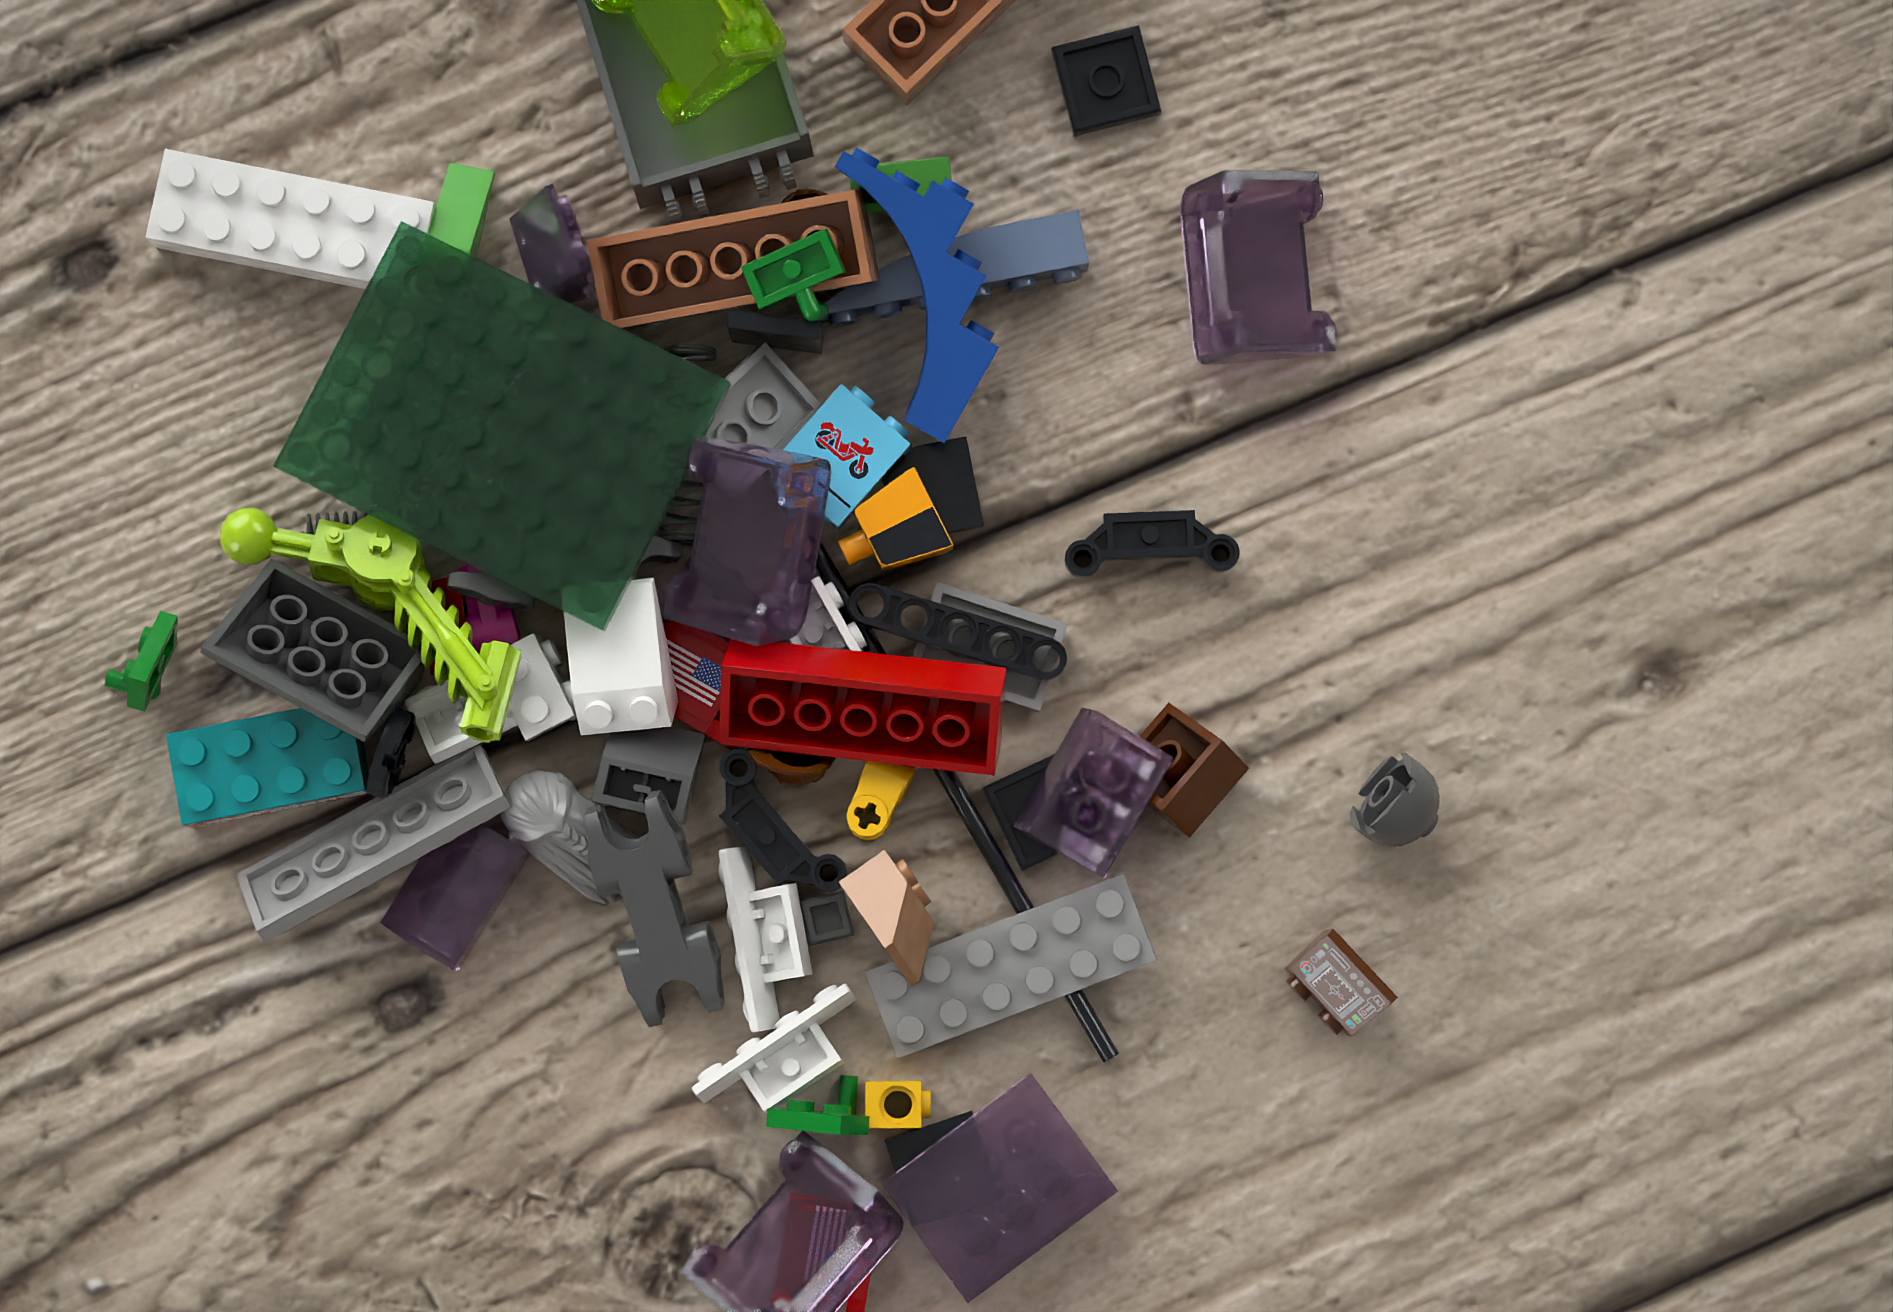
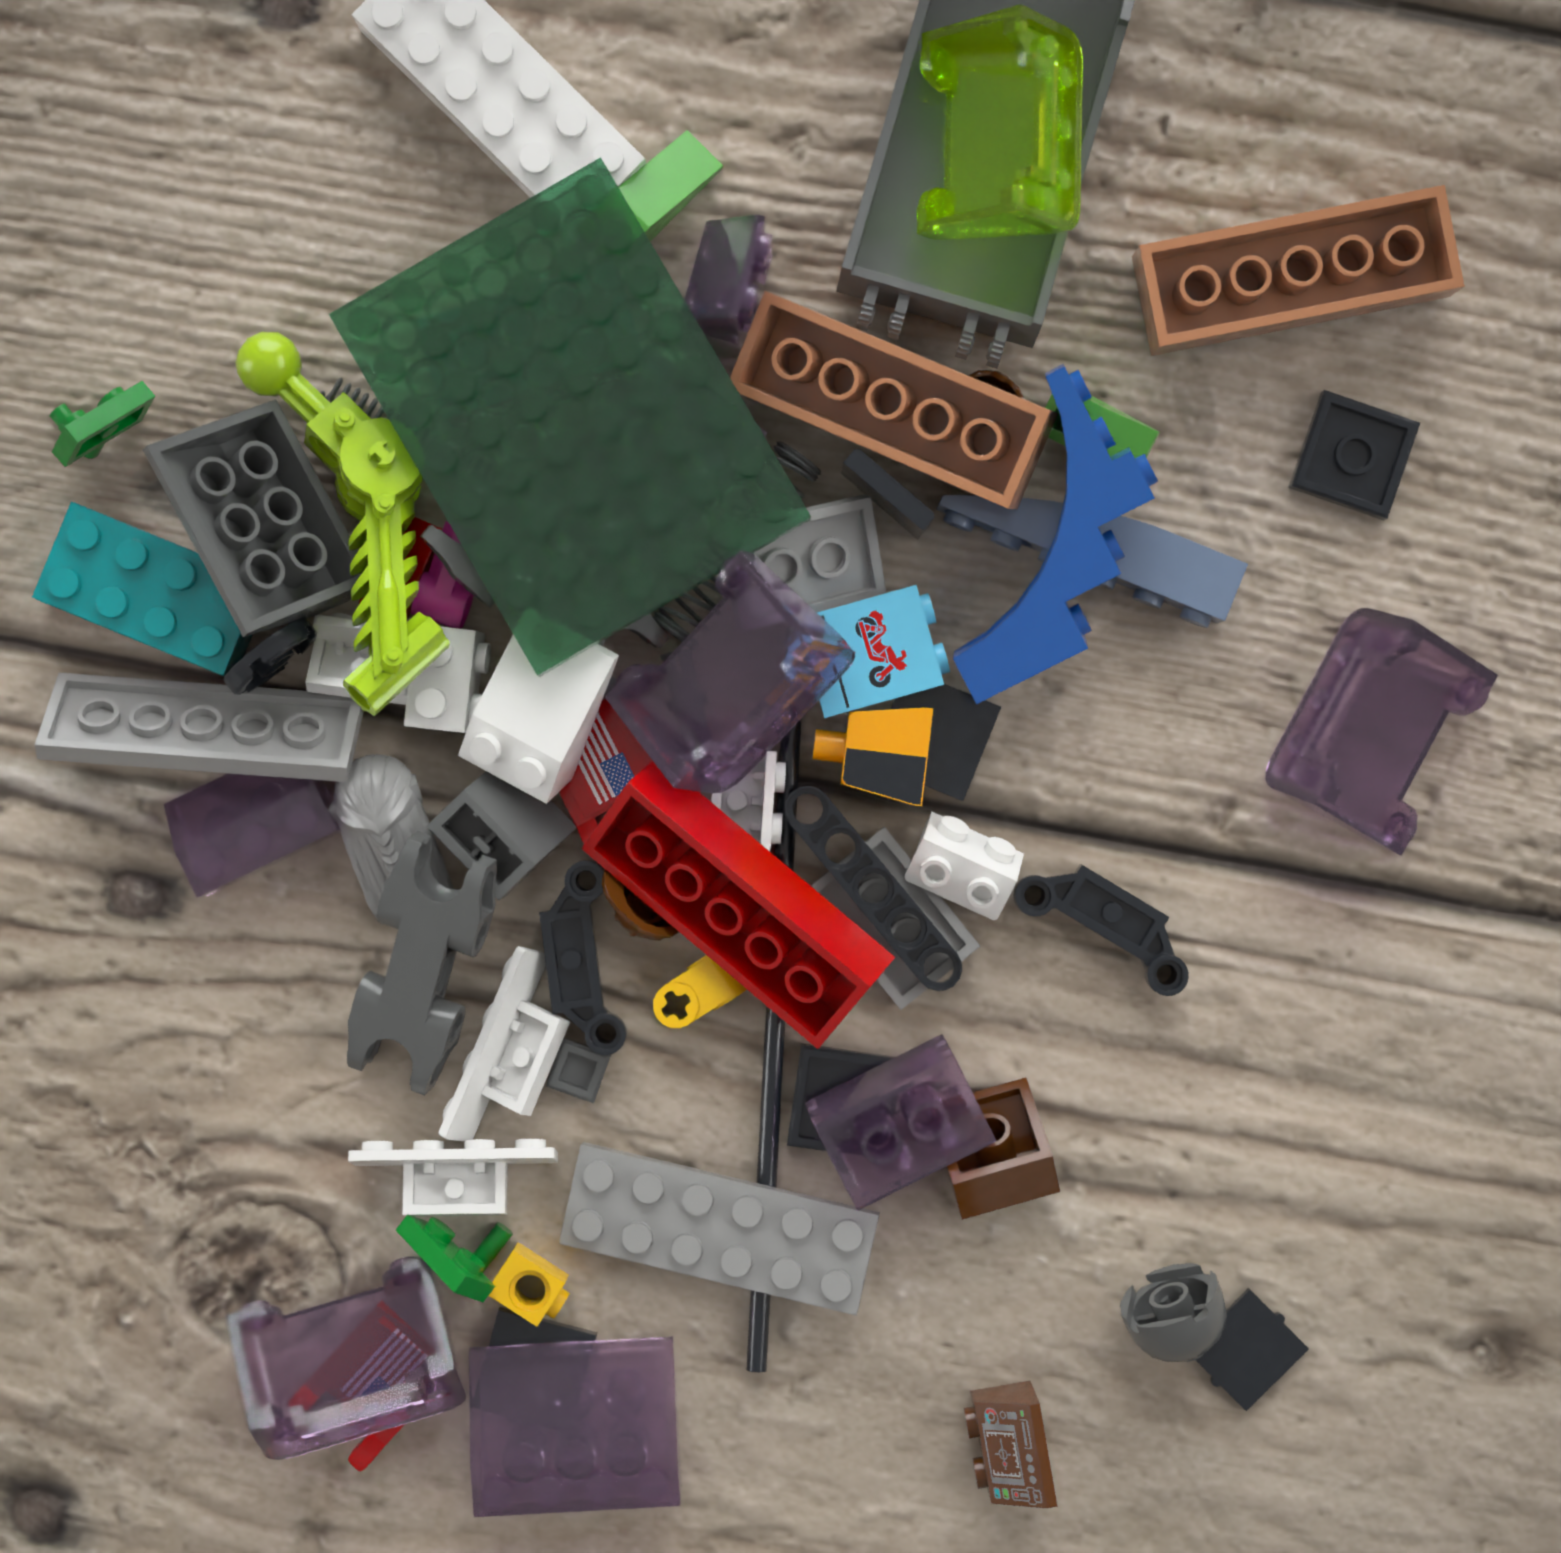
camera: 35 degrees right, 5 degrees up
(795, 272) = (941, 453): green plate -> none
(894, 910) = (640, 1112): slope -> none
(1016, 571) = (965, 865): none -> white bracket
(1473, 797) = (1251, 1350): none -> black piece

